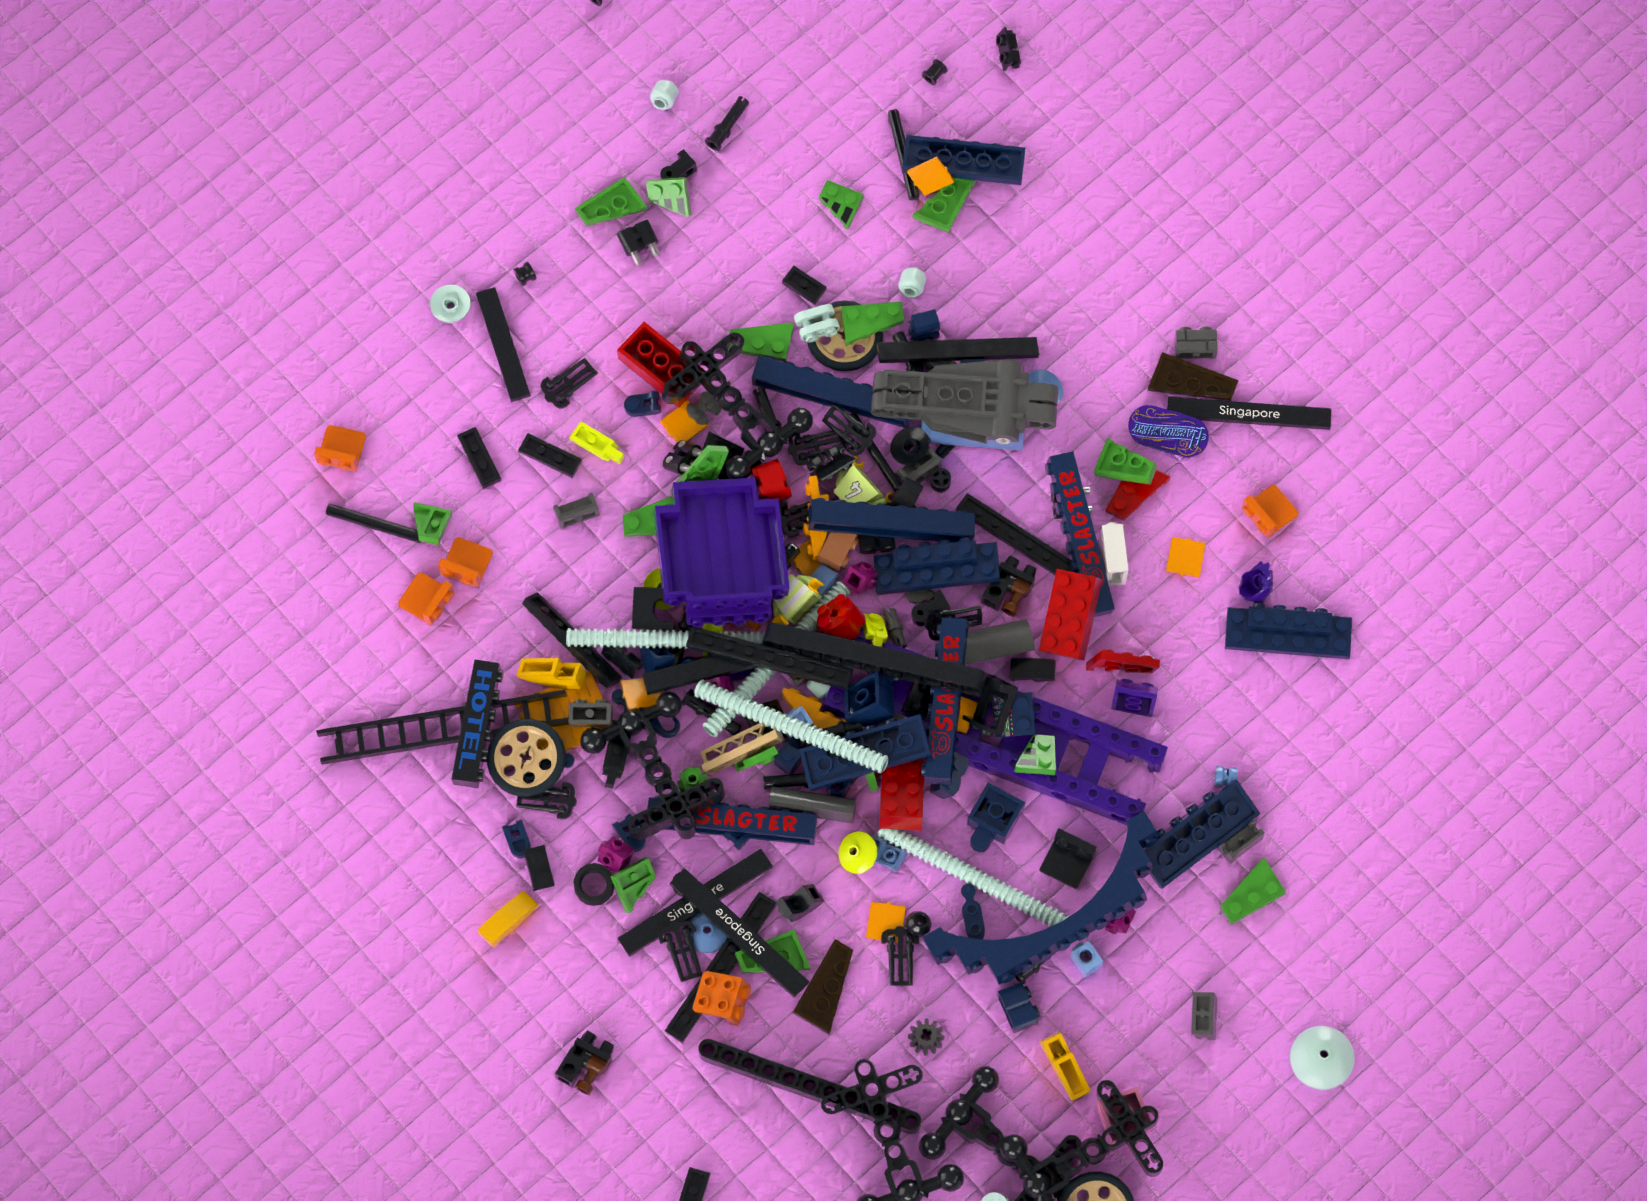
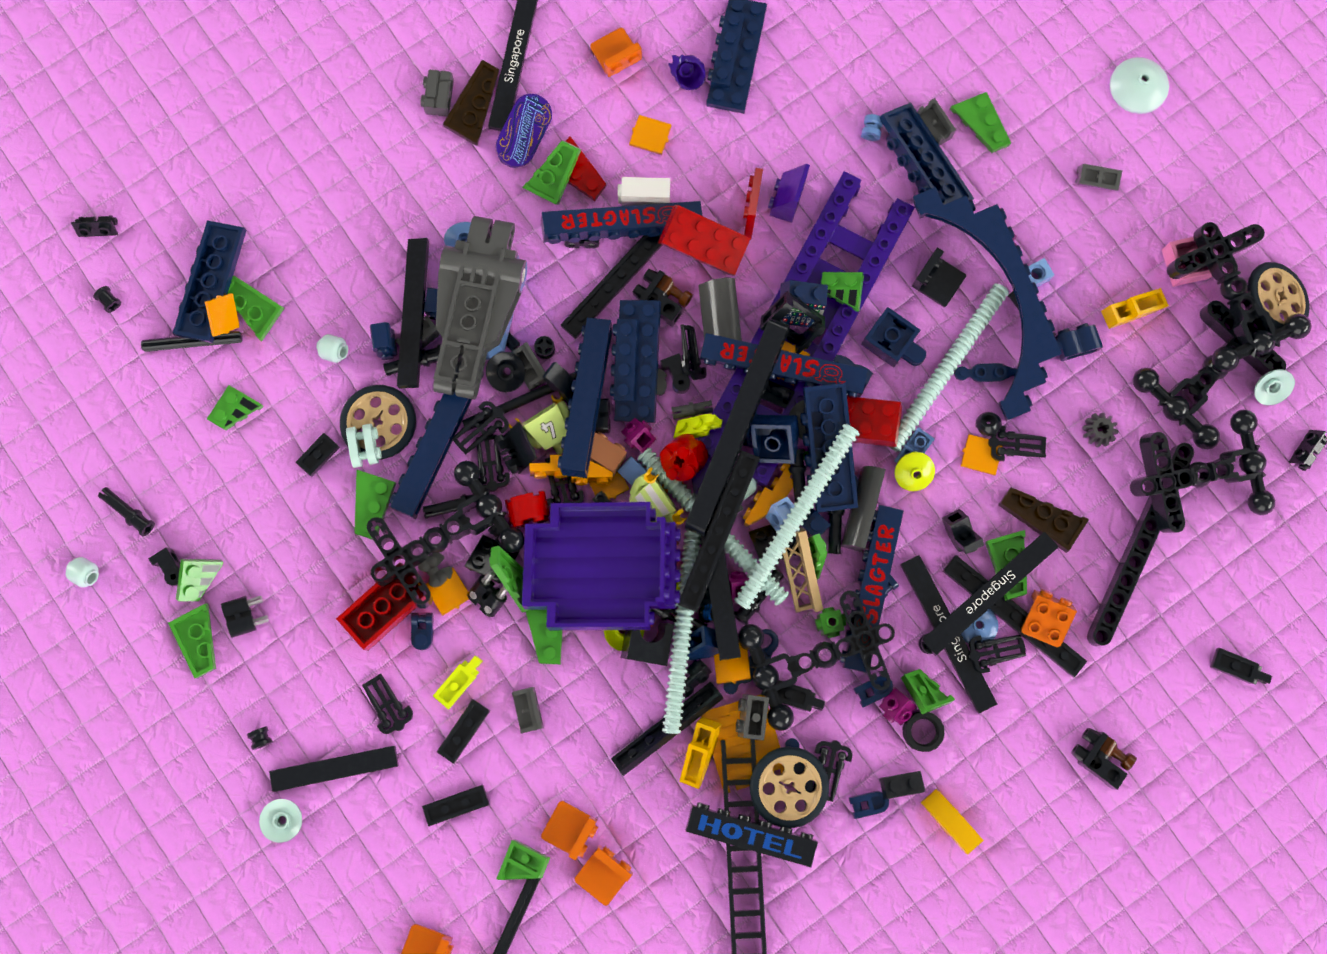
camera: 85 degrees left, 10 degrees up
(867, 319) = (365, 394): bright green wing -> none
(1032, 669) = (748, 286): black slope -> none

